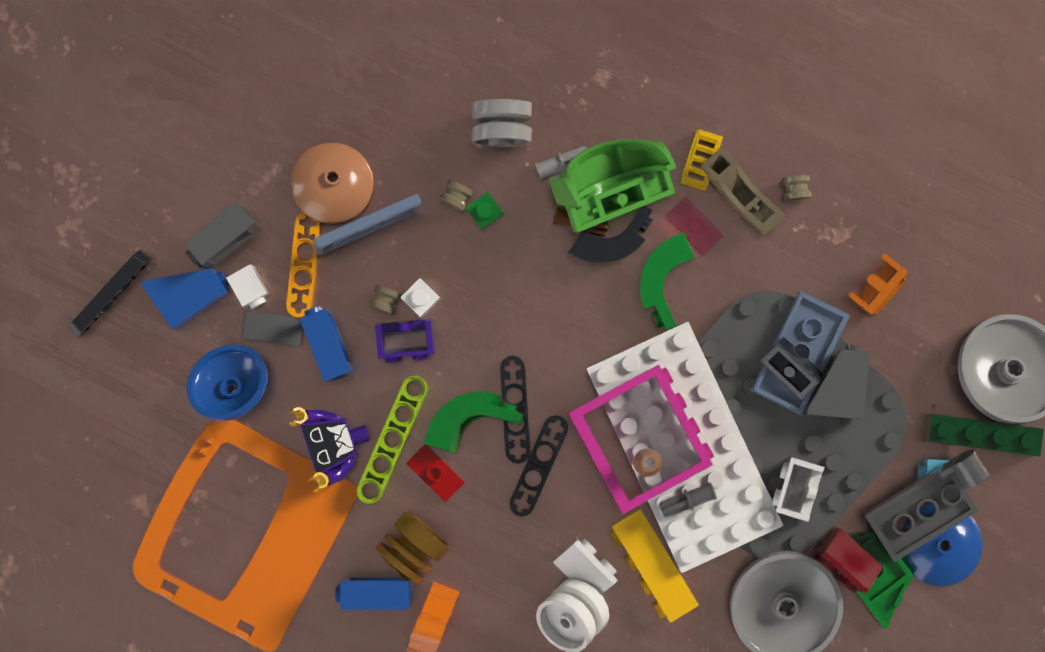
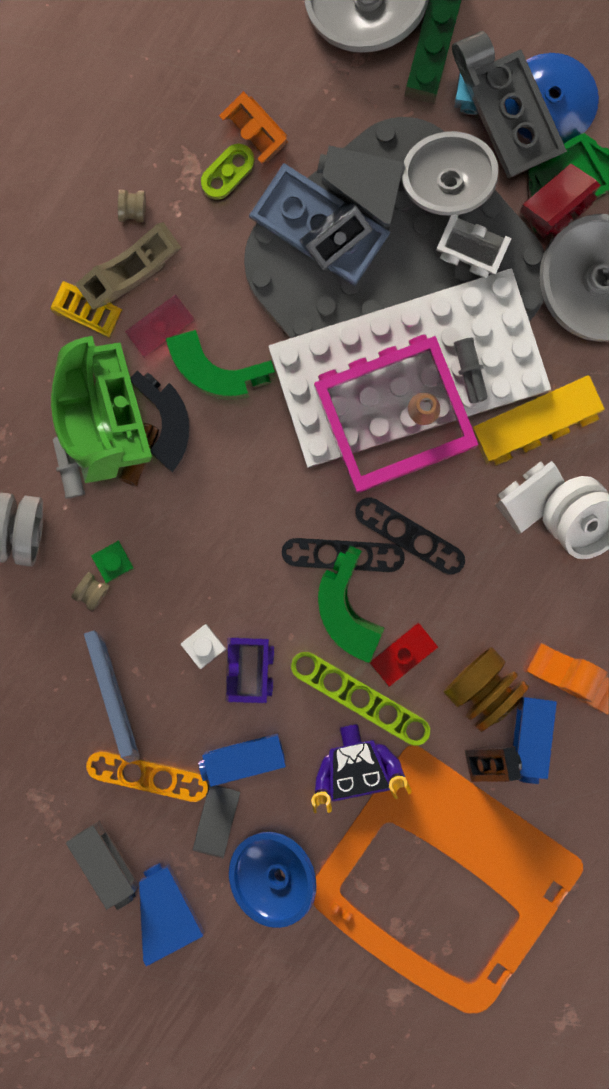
camera: 85 degrees left, 0 degrees up
(109, 293) = (153, 1004): black beam -> none
(248, 287) = (166, 842): white brick -> none
(328, 200) = (78, 736): nougat dish -> none
(348, 562) = (494, 764): none -> black plate
(385, 299) = (199, 687): dark tan wheel -> none
(838, 266) = (227, 172): none -> lime plate
(871, 457) = (448, 160): none -> light grey dish

